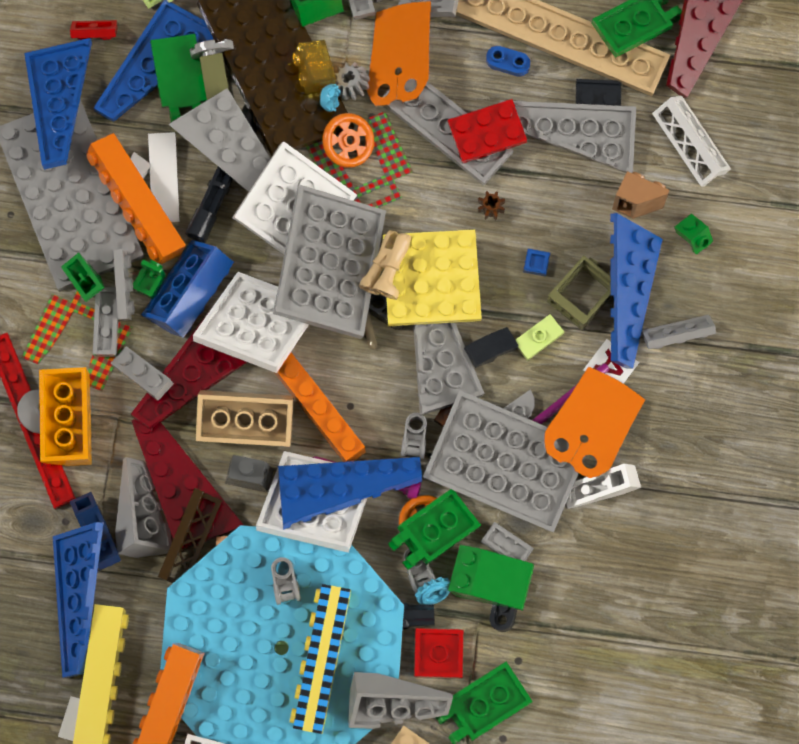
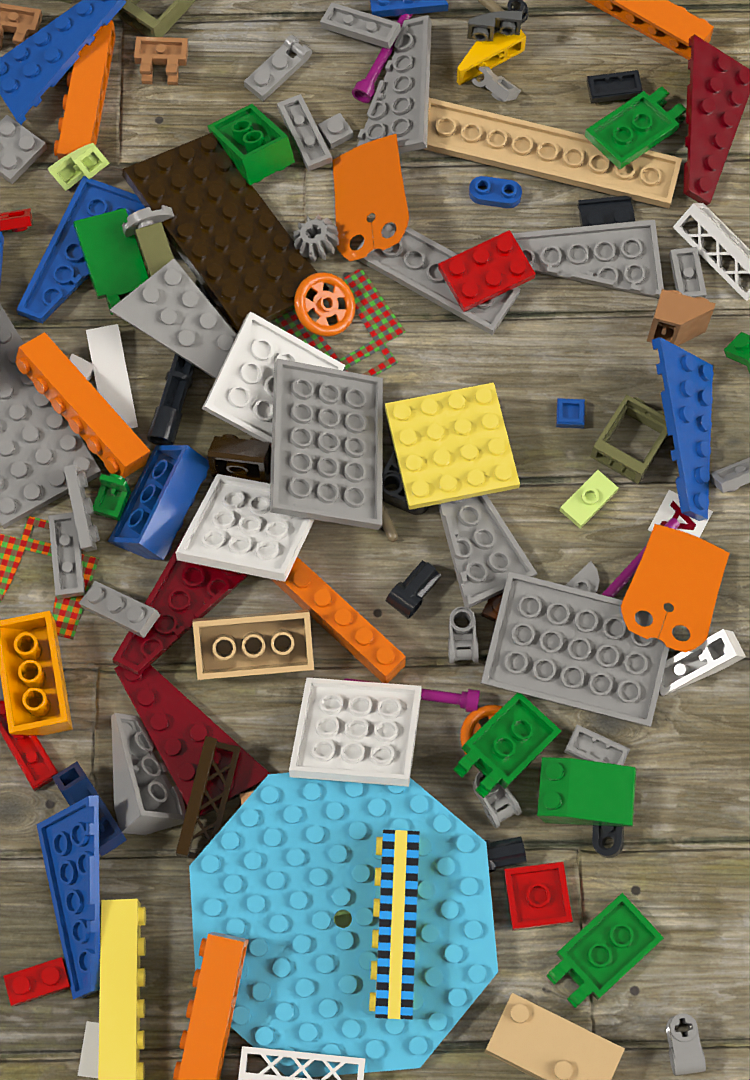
camera: 10 degrees left, 5 degrees down
(36, 659) = (37, 981): none -> red plate
(83, 277) = (31, 504): green slope -> none
(249, 473) = (268, 710): dark grey torso -> none
(257, 261) = (239, 457): none -> dark brown slope
(285, 583) = (336, 836): light grey piece -> none
(314, 66) = (272, 225): clear yellow brick -> none
(329, 97) = (295, 257): medium azure plate -> none
(330, 487) = (376, 709): blue wing -> none
(376, 396) = (409, 595): none -> black piece
(387, 699) = (485, 962): light grey wedge -> none
(389, 258) = (398, 428): tan piece -> none
(433, 591) = (518, 820): medium azure gear -> none
(487, 209) = (503, 361): reddish brown gear -> none
(490, 347) = (534, 517): black slope -> none
(656, 157) = (687, 272): none -> light grey plate

